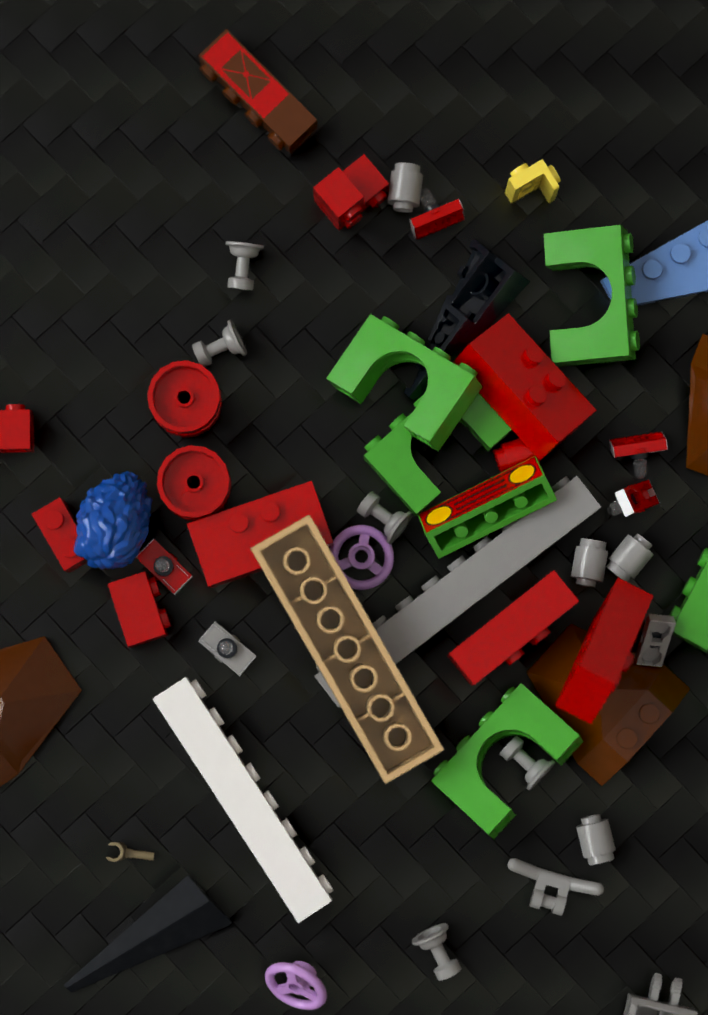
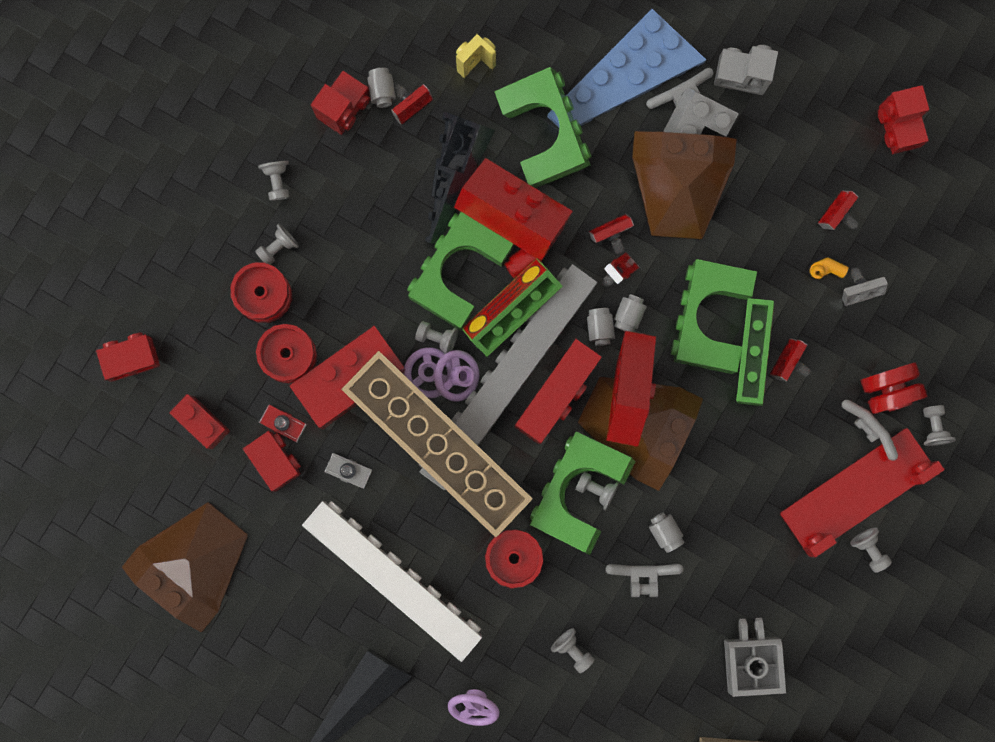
camera: 20 degrees left, 0 degrees up
(113, 522) = (233, 400): blue hair -> none
(129, 853) = (319, 646): dark tan hand -> none
(257, 91) = (250, 48): reddish brown brick -> none
(381, 346) = (398, 210): bright green arch -> none
(408, 576) = (468, 375): none -> lavender piece
(409, 833) = (529, 559): none -> red wheel
(654, 639) = (666, 369): light grey piece -> none

